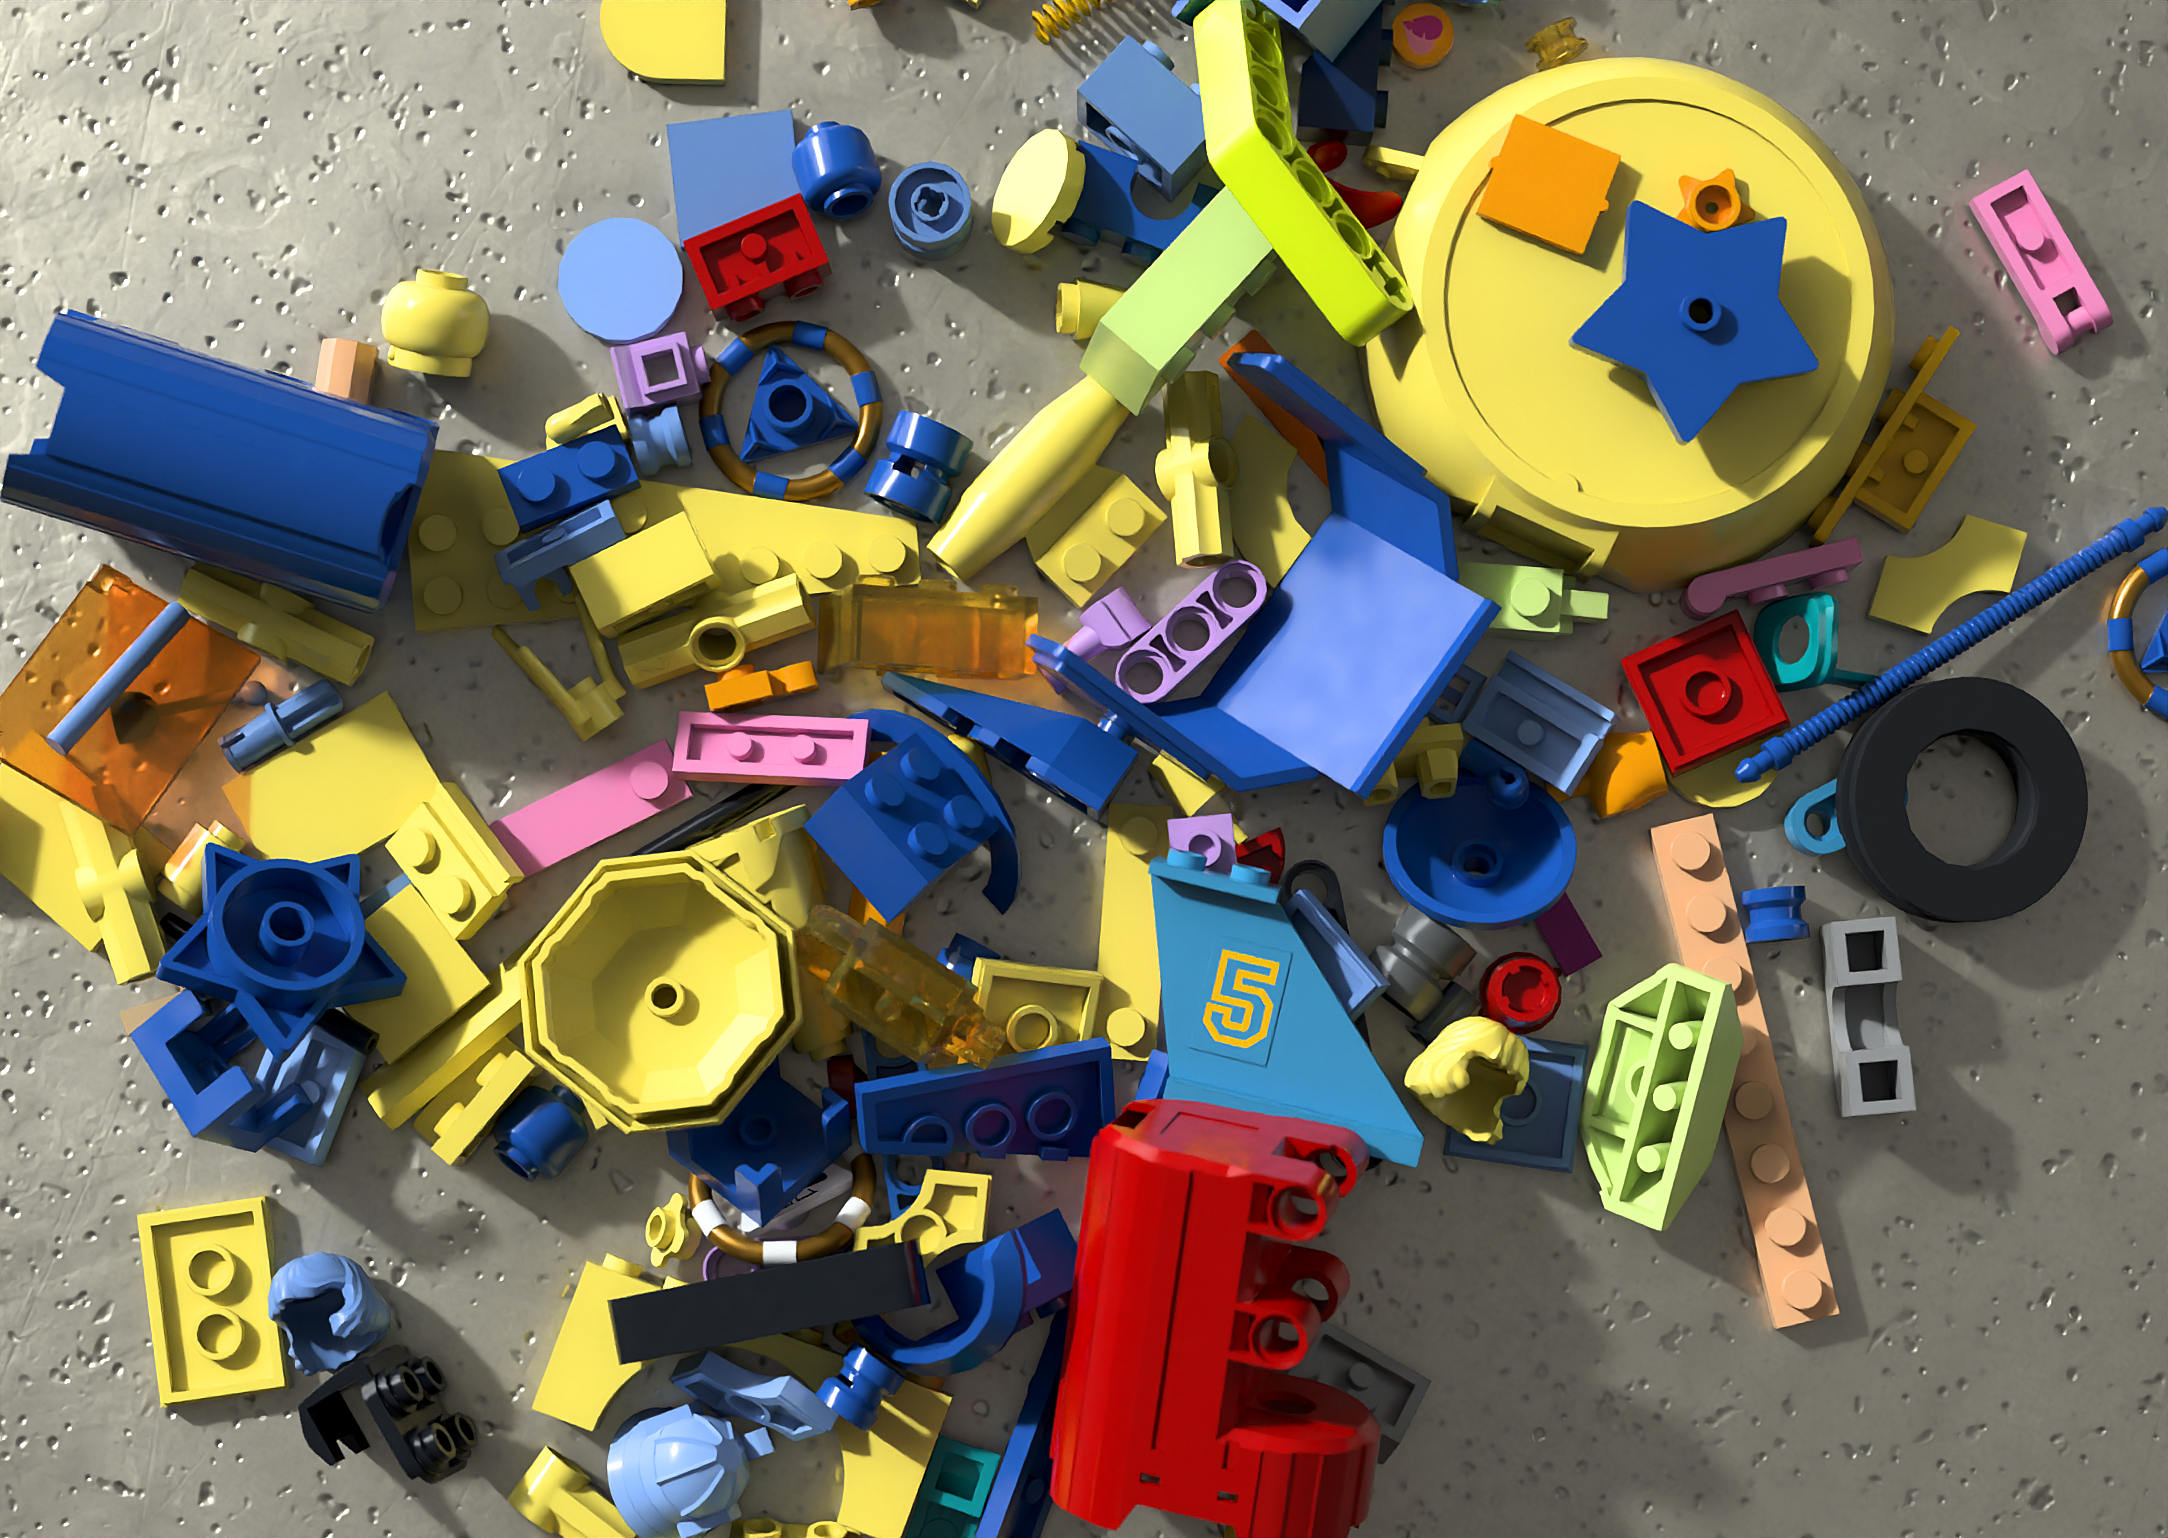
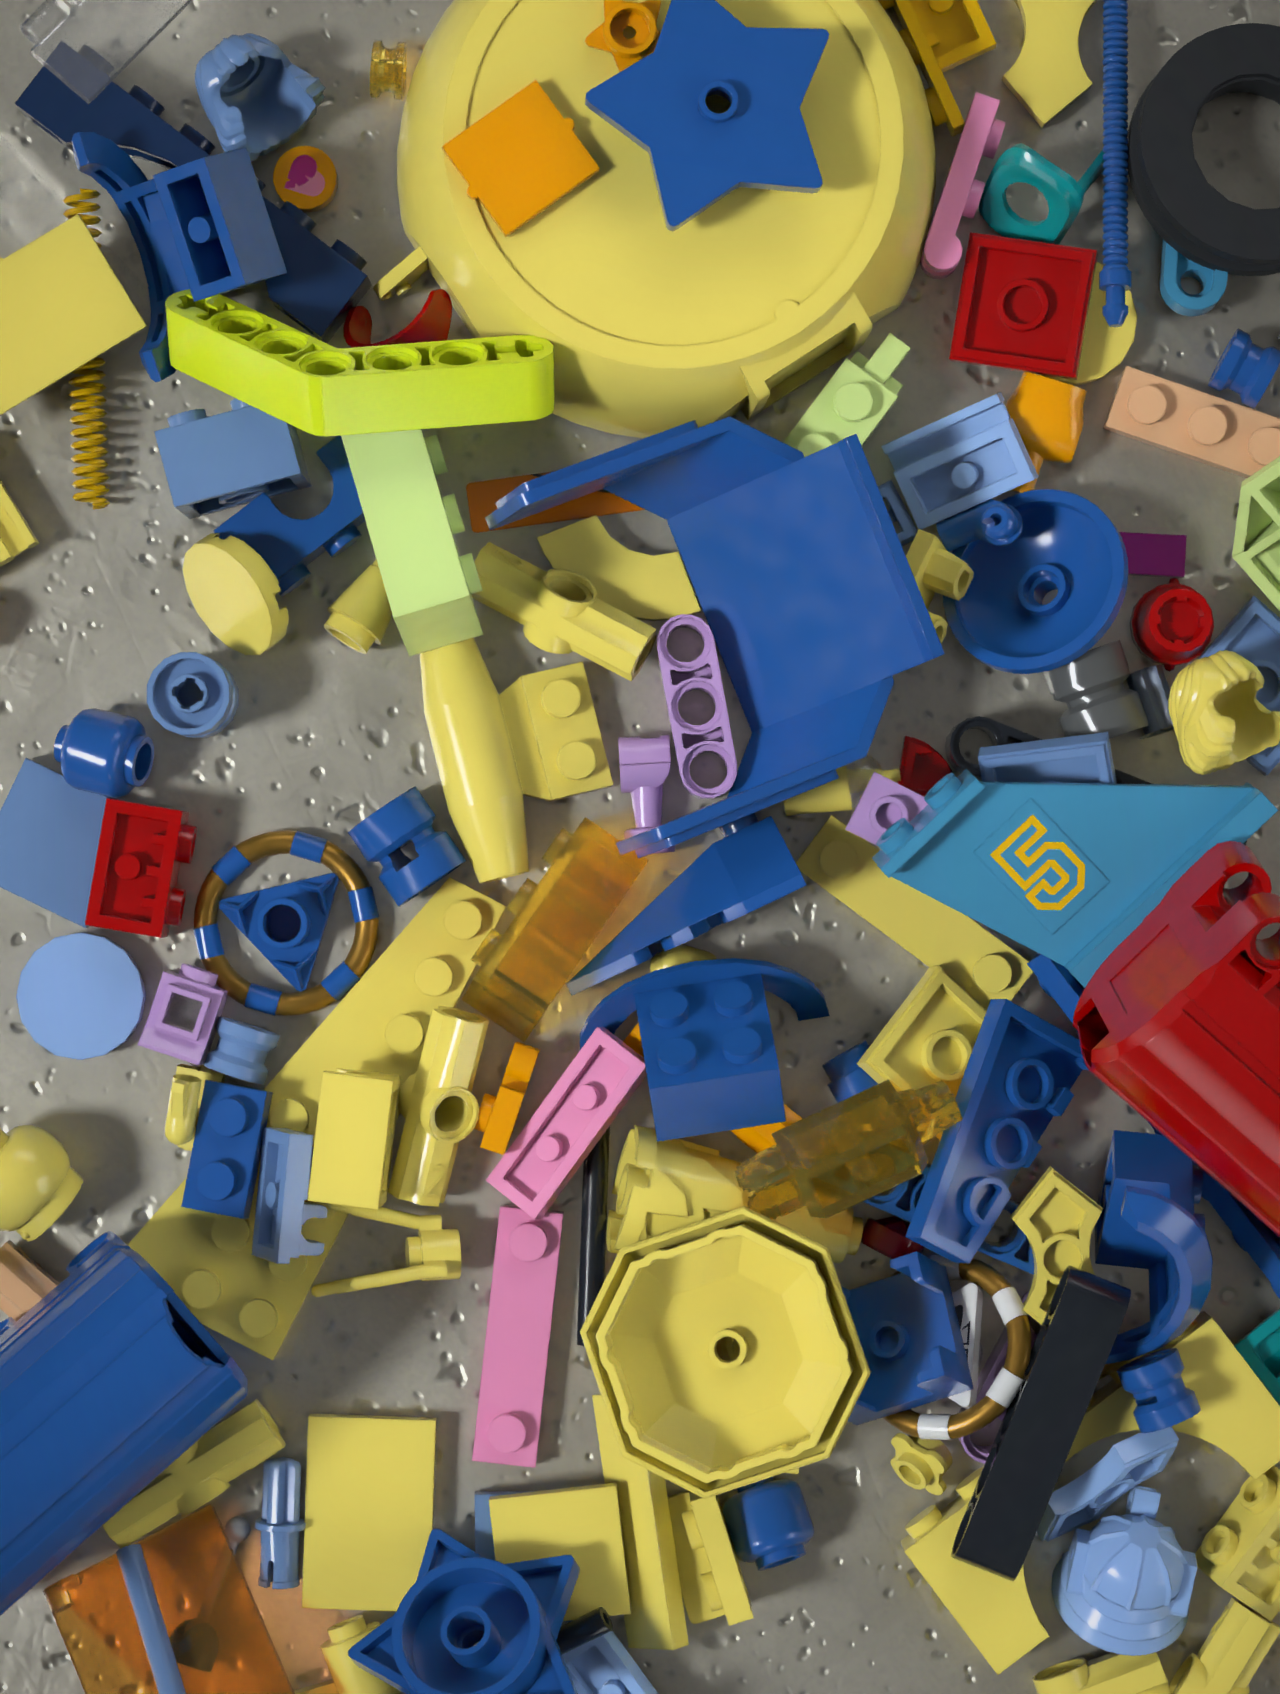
camera: 60 degrees left, 5 degrees up
(454, 861) = (493, 1451): light yellow plate -> none

